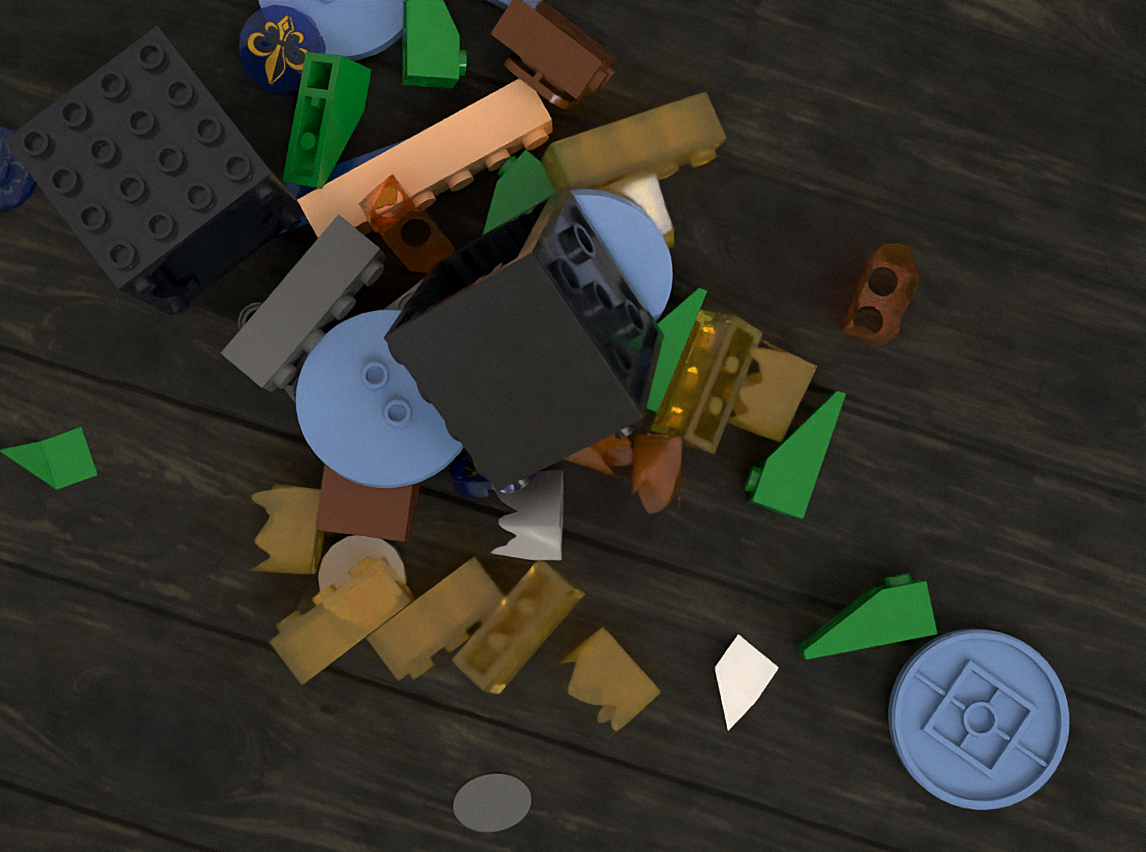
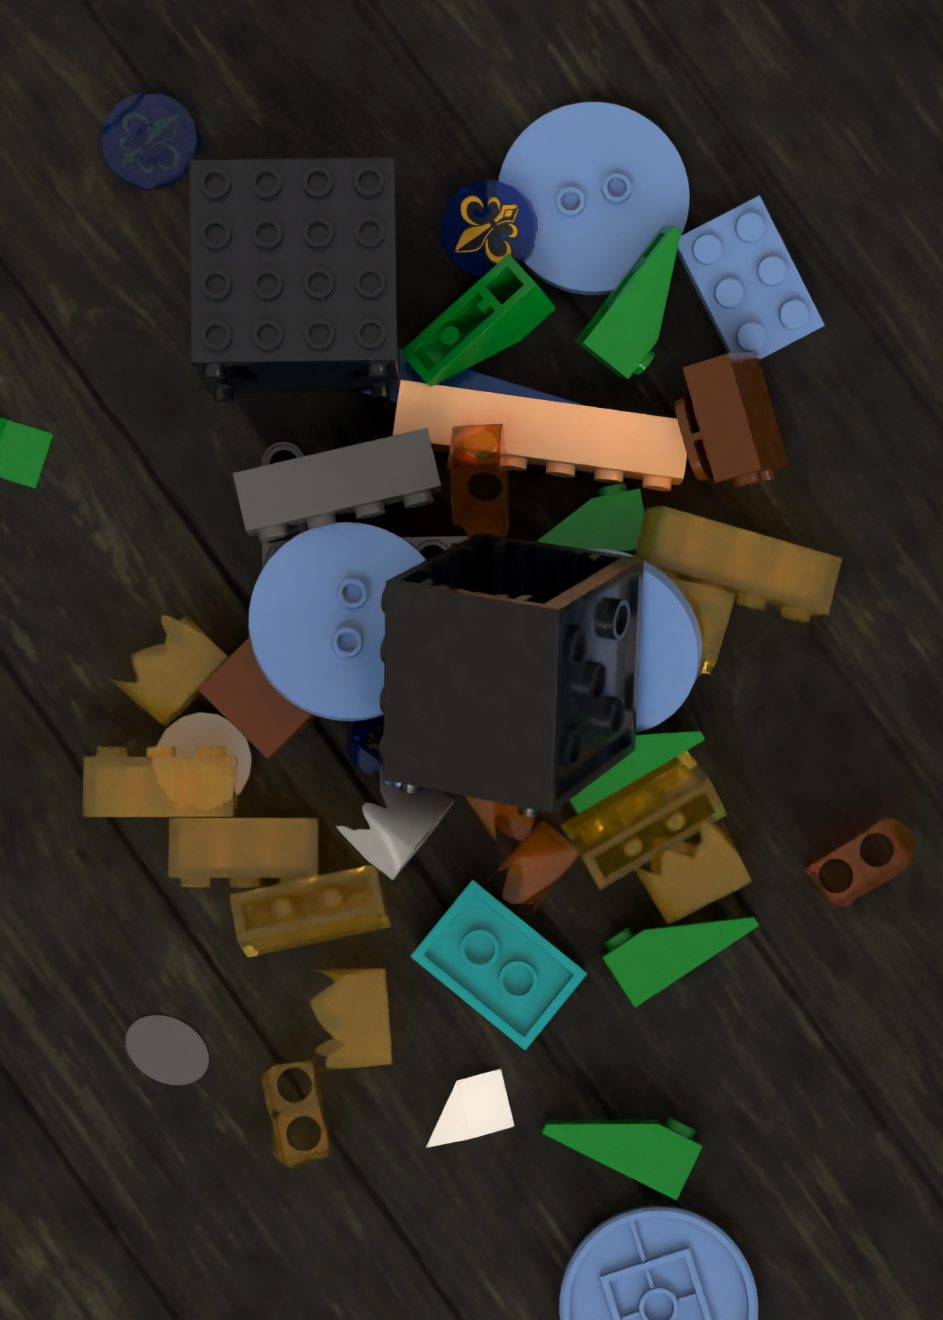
camera: 30 degrees right, 0 degrees up
(625, 764) = (289, 1111): none -> clear yellow piece
(682, 562) = (498, 965): none -> teal plate

